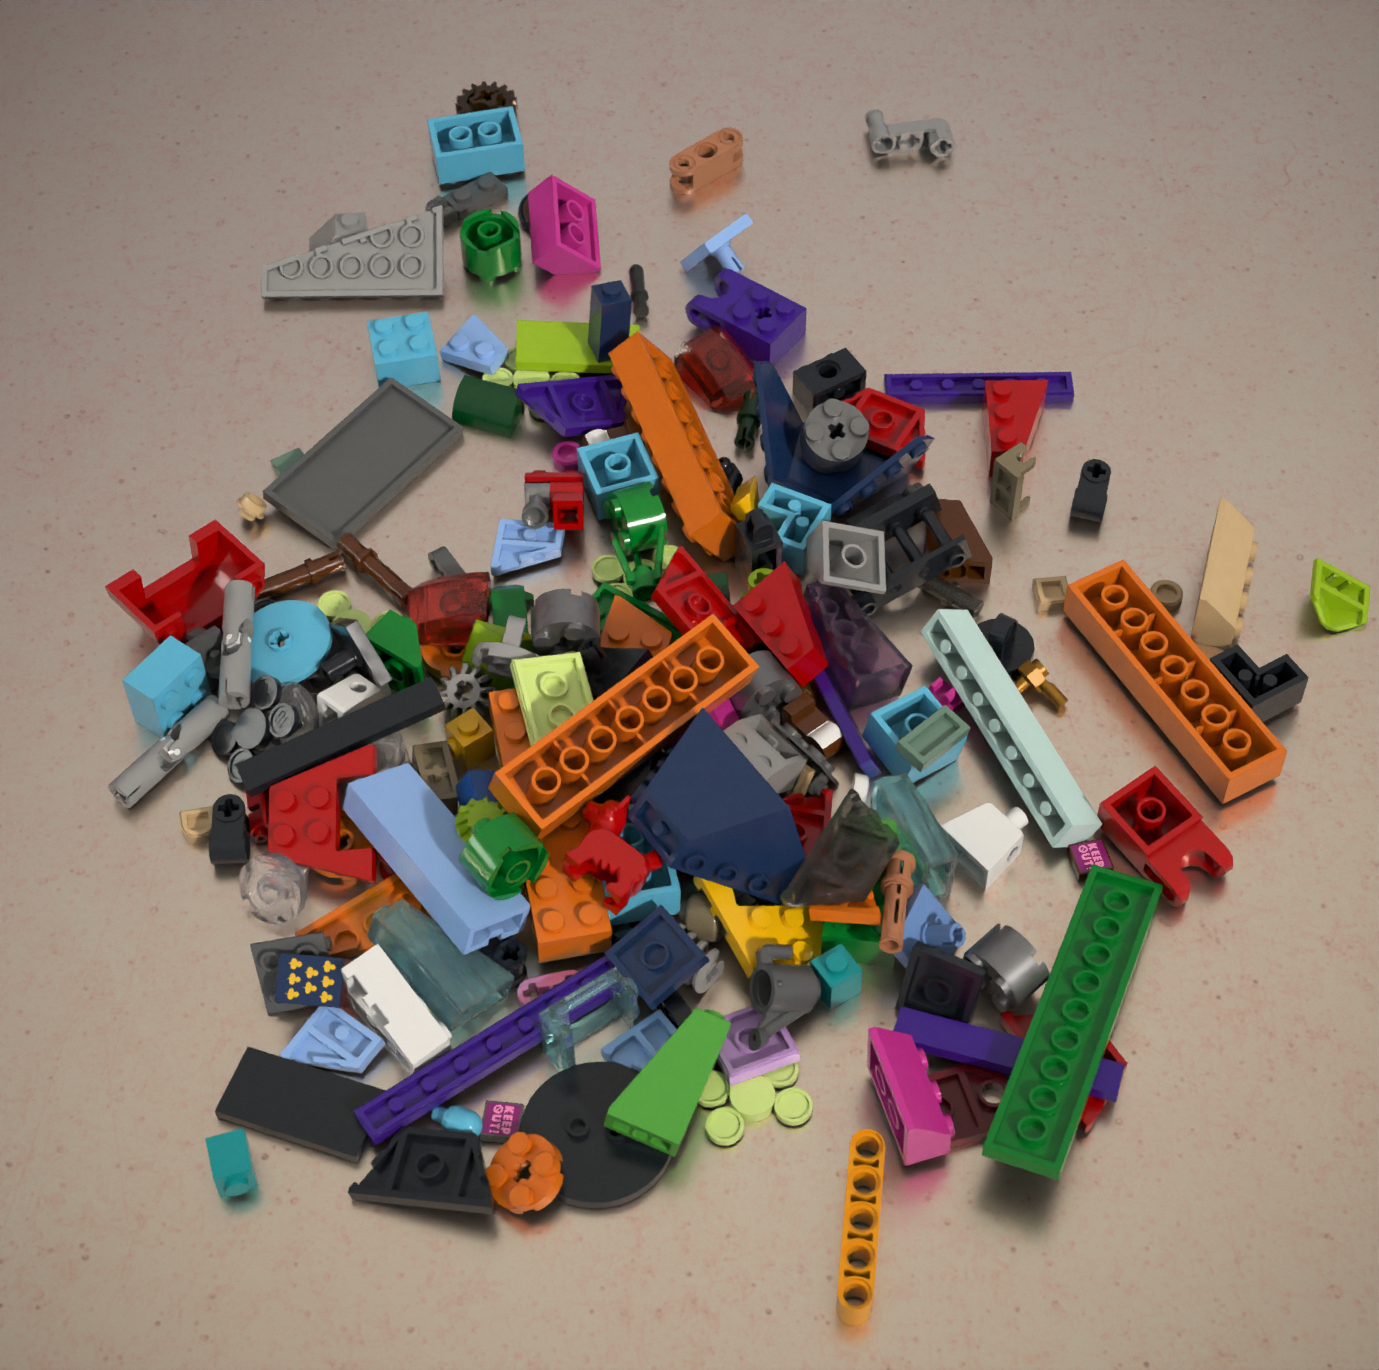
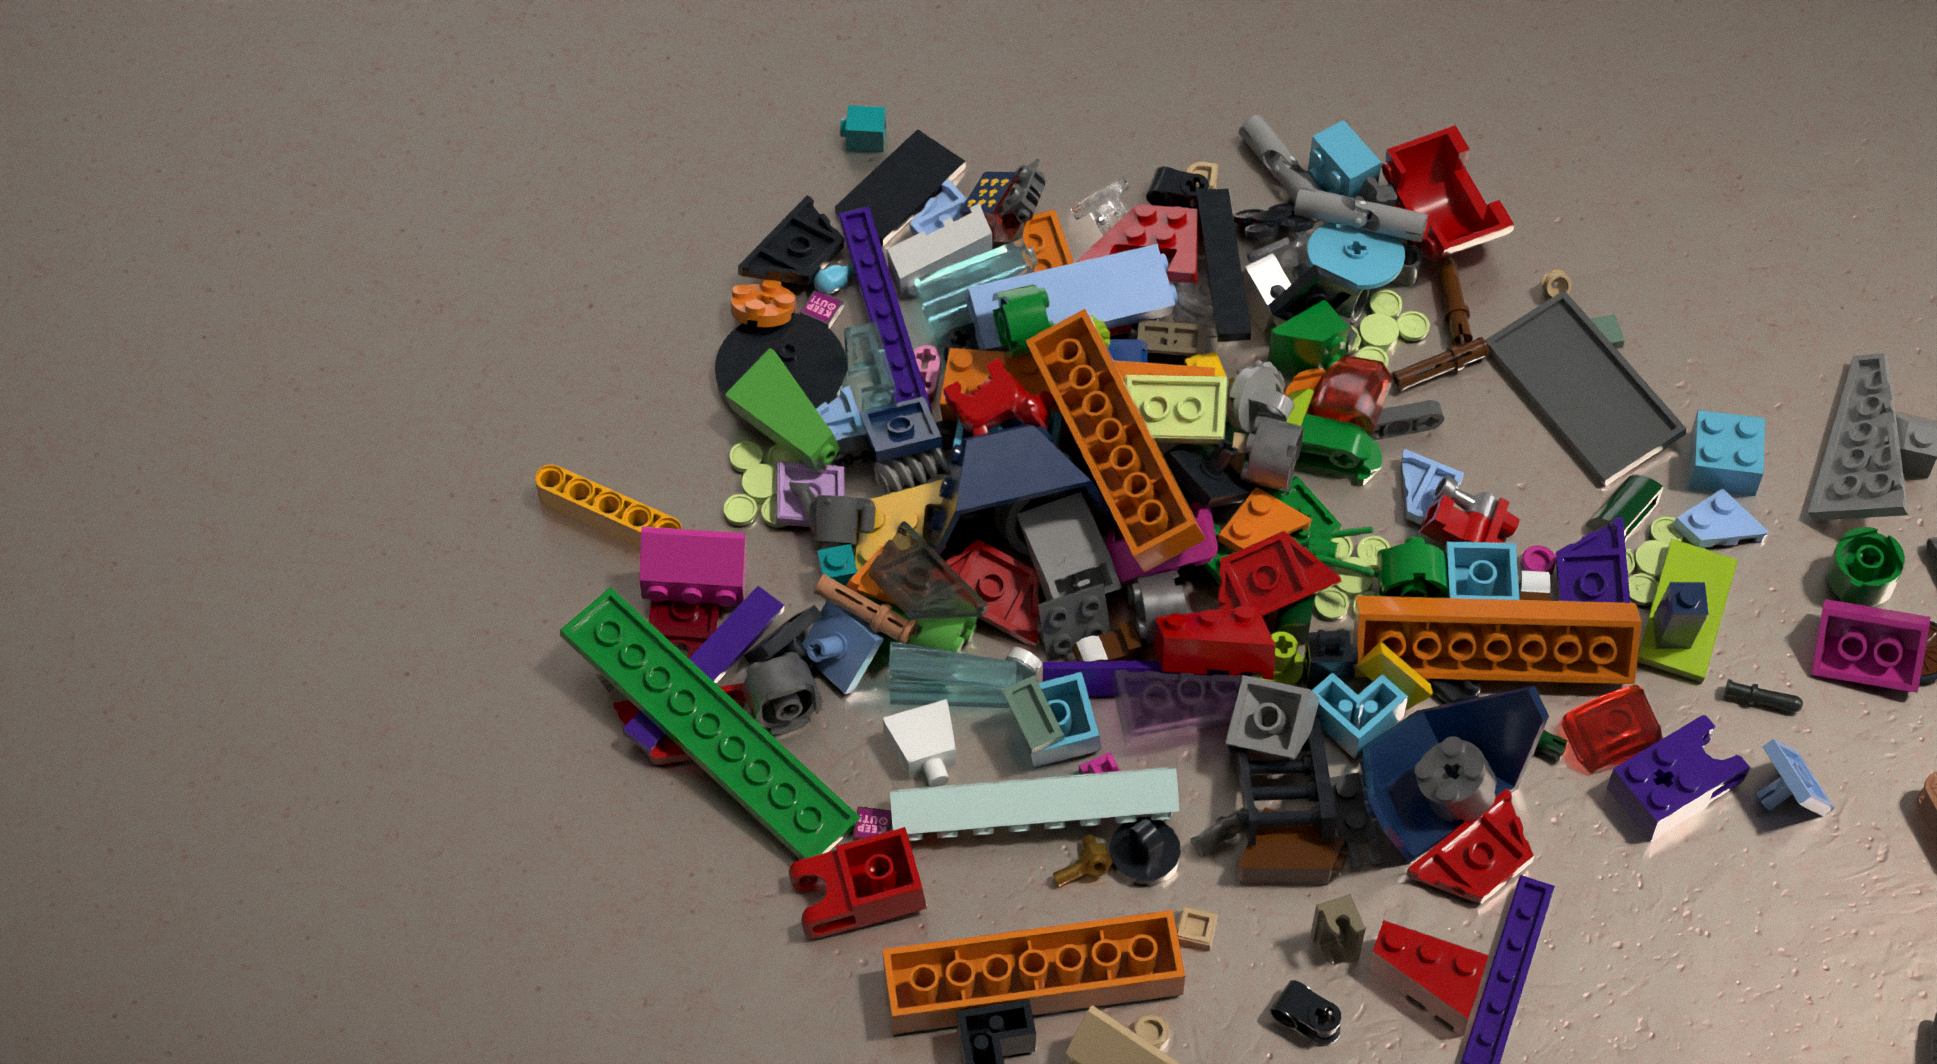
camera: 110 degrees right, 5 degrees up
(833, 377) = (1557, 843): black brick -> none

